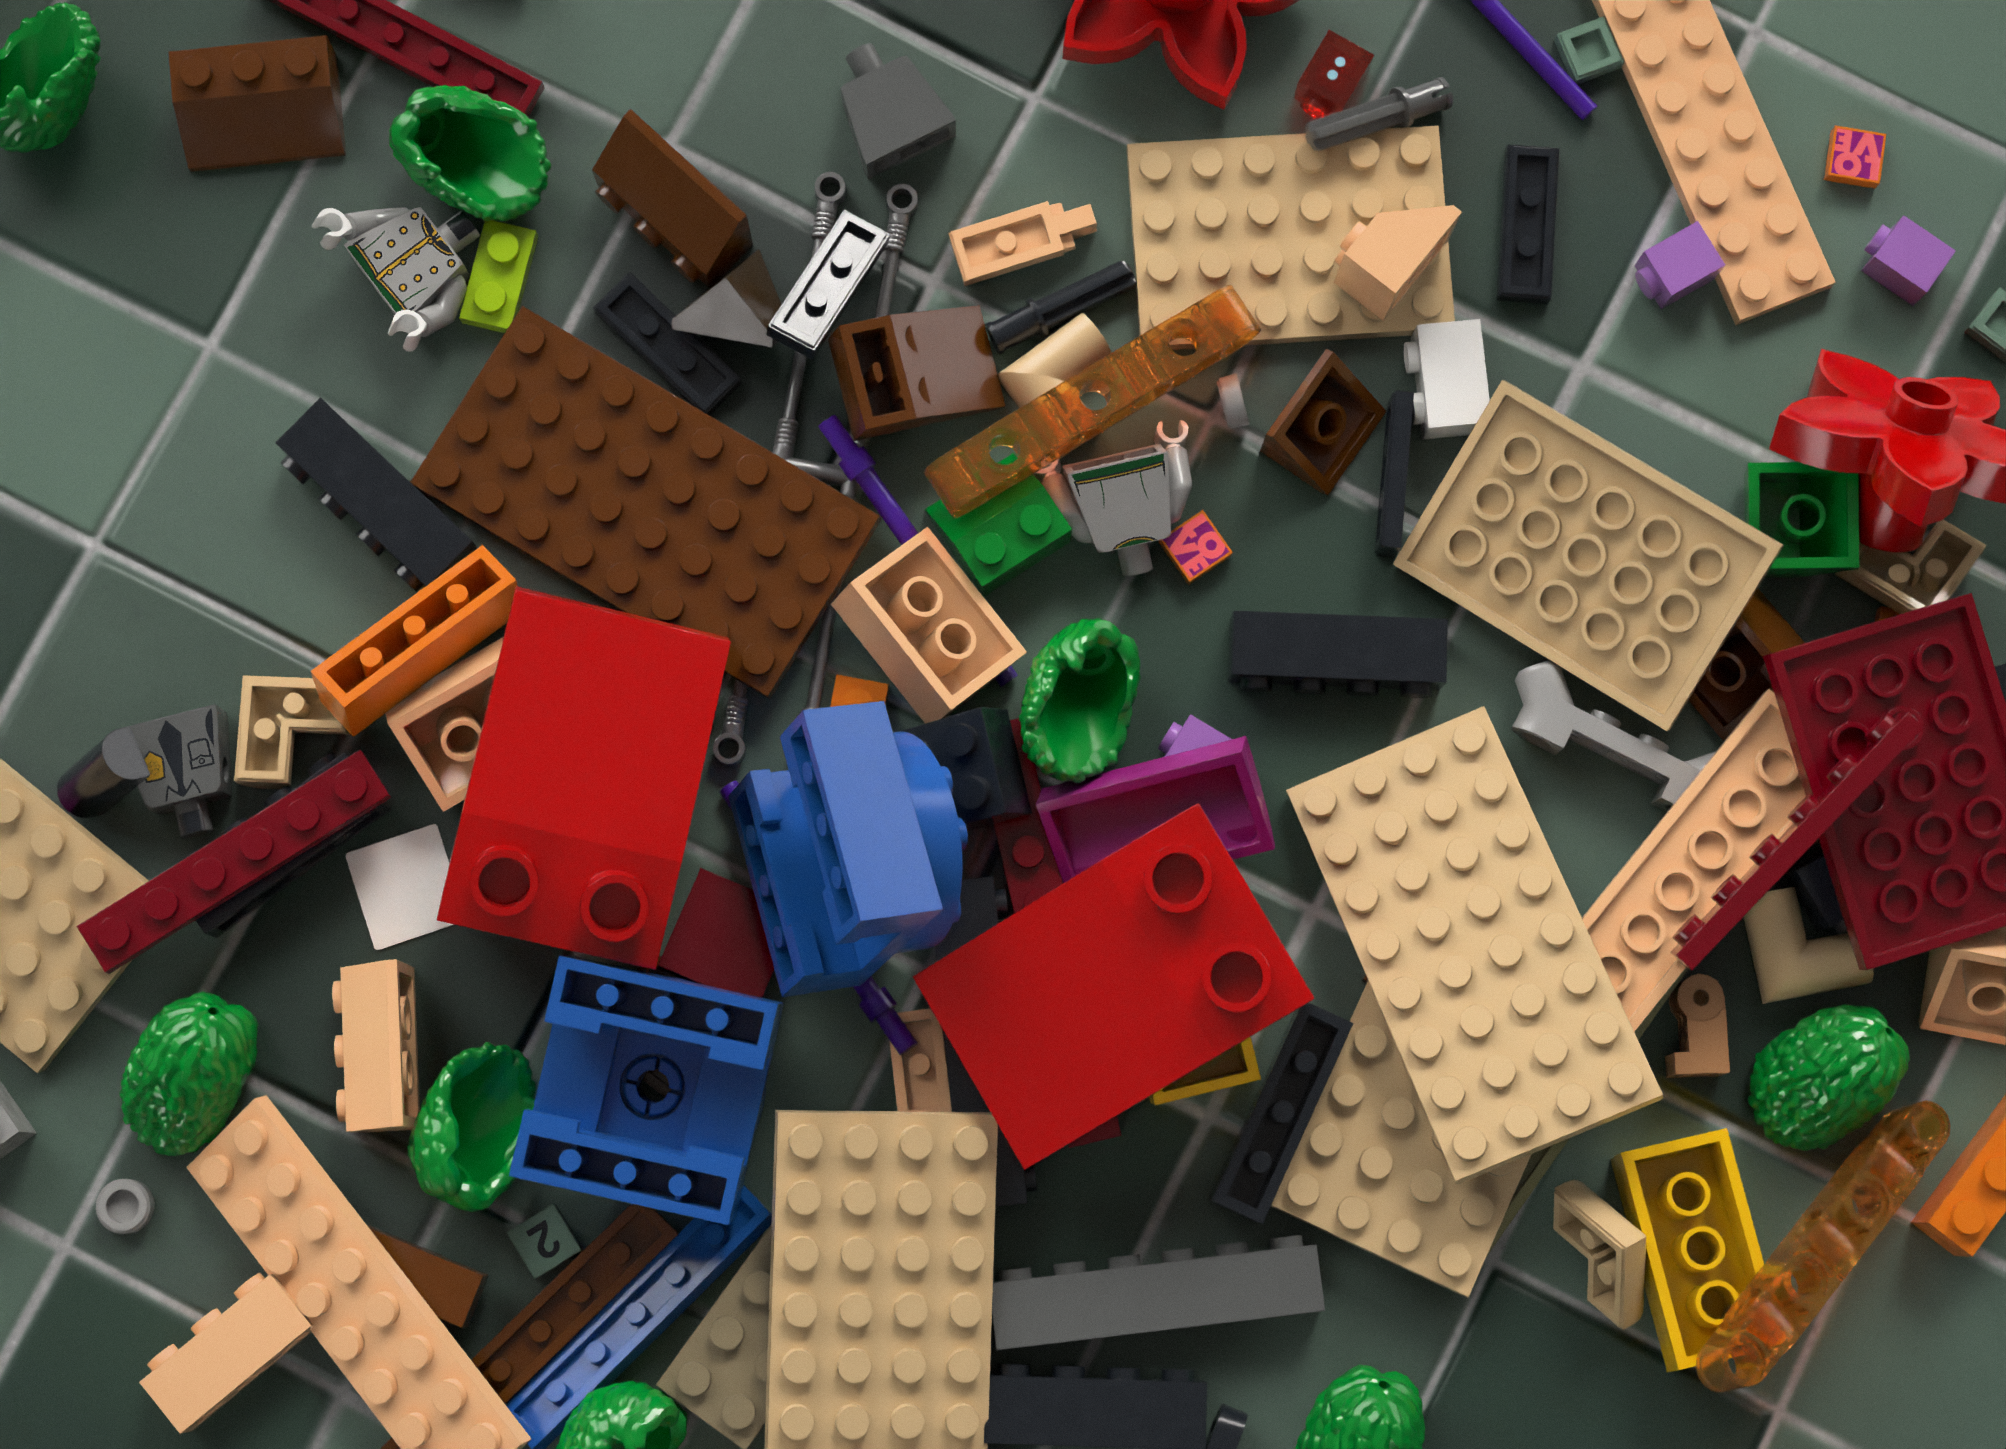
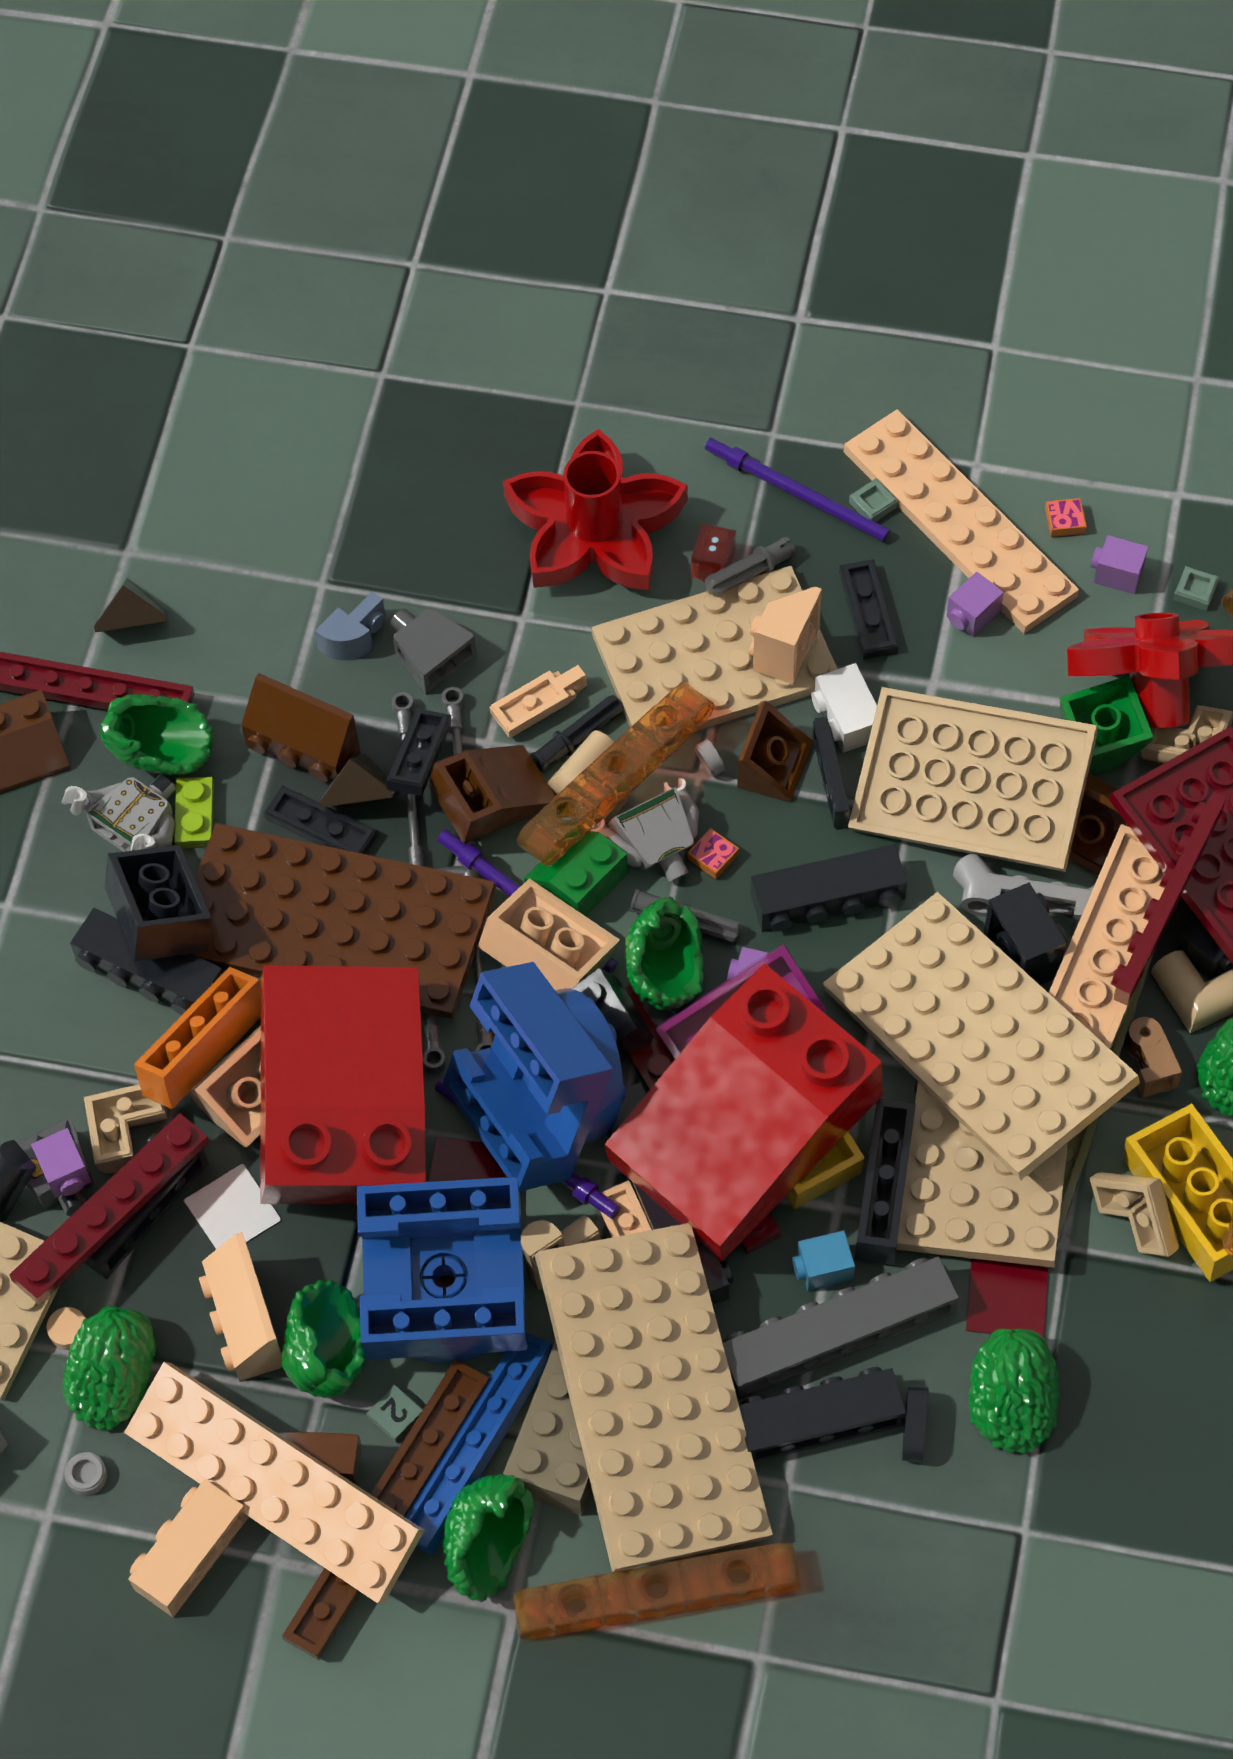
camera: 10 degrees left, 20 degrees down
(146, 994) = (63, 1326): none -> light nougat tile
(183, 781) = (61, 1163): none -> medium lavender brick
(405, 425) = (157, 902): none -> black brick
(781, 60) = (350, 635): none -> sand blue brick
(804, 1085) = (544, 1236): none -> tan brick
(1152, 649) = (709, 923): none -> dark grey axle
(1164, 1197) = (824, 1261): none -> dark azure brick
(1390, 1315) = (1006, 1296): none -> dark red piece
(1583, 811) = (1026, 933): none -> black brick

